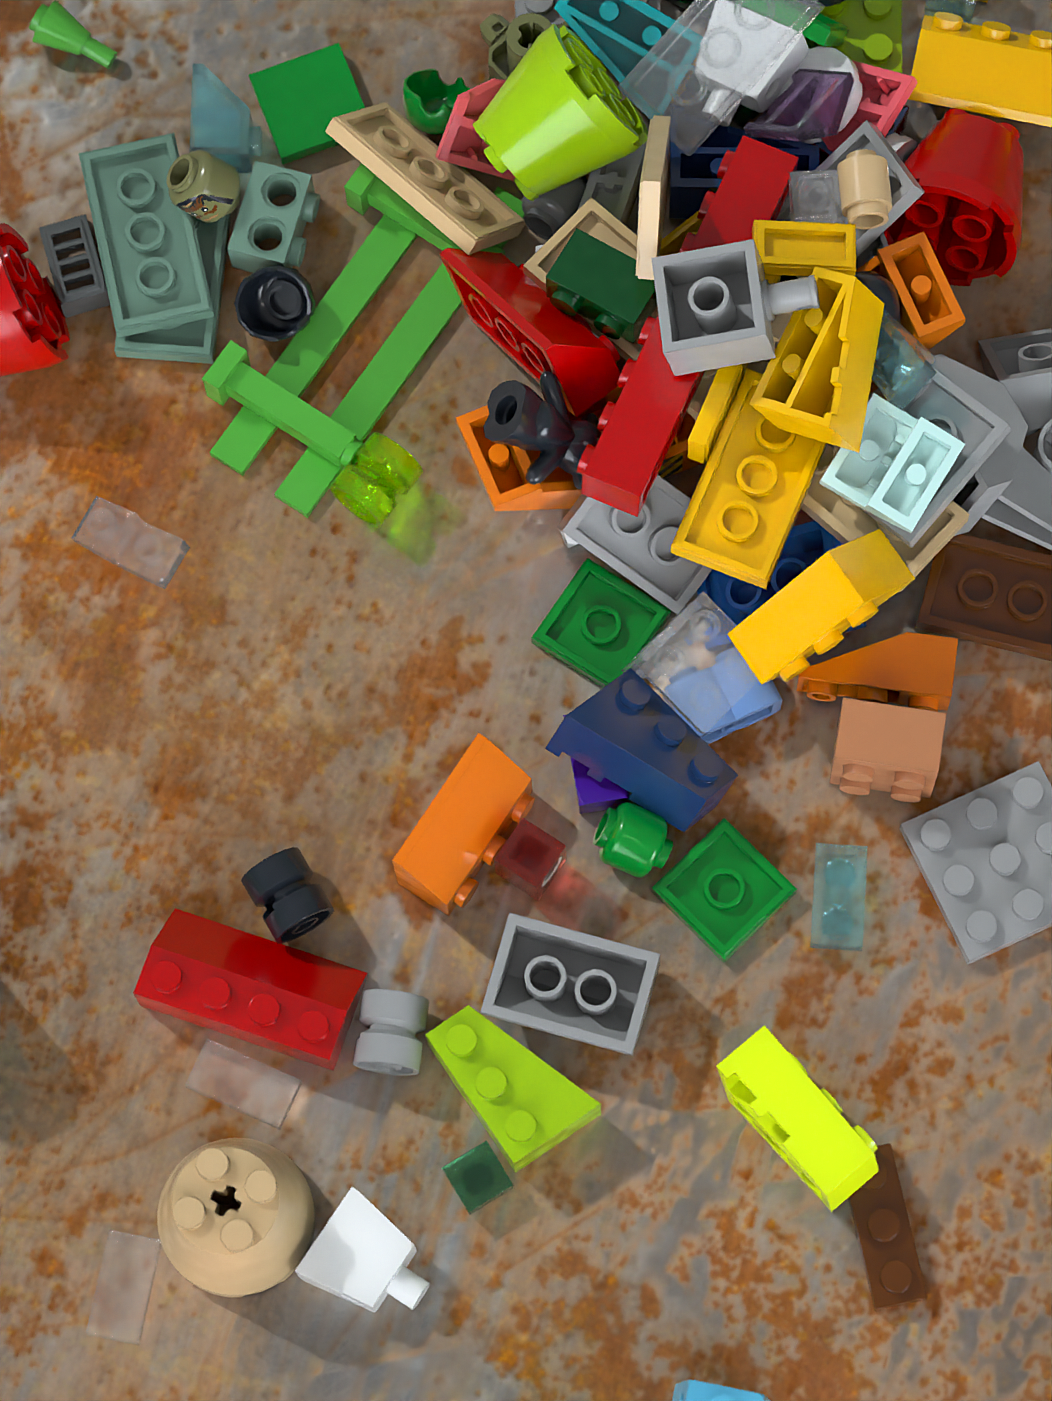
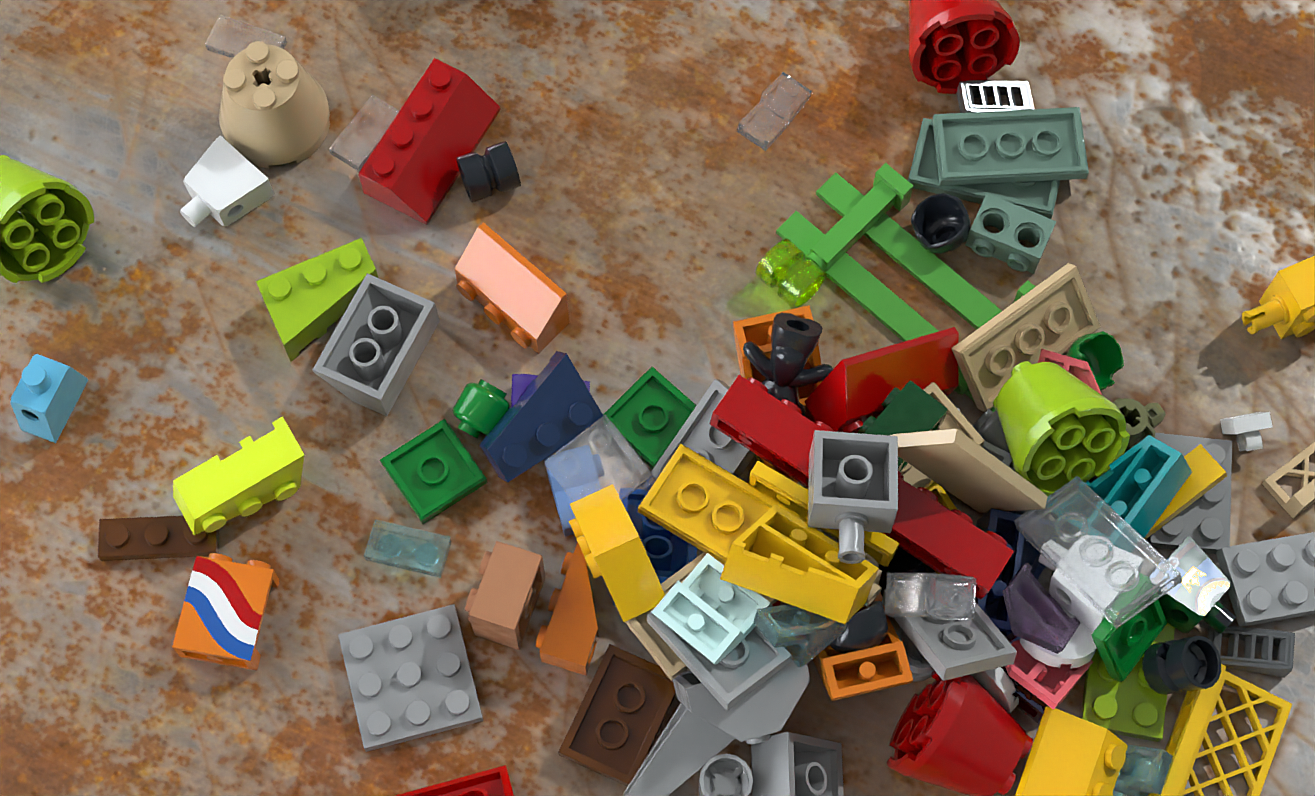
camera: 95 degrees right, 5 degrees down
(61, 31) = (1186, 110): bright green cone -> none
(204, 185) = (1038, 181): olive head -> none
(222, 122) = (1094, 207): clear light blue slope -> none
(302, 99) = (1112, 275): green tile -> none
(390, 1037) = (379, 225): light grey wheel -> none
(477, 1177) = (258, 265): clear green plate -> none
(530, 859) = (478, 332): clear red brick -> none
(800, 246) = (904, 574): yellow tile -> none
(865, 189) = (949, 630): tan brick -> none
(969, 1104) = (224, 611): none -> panel

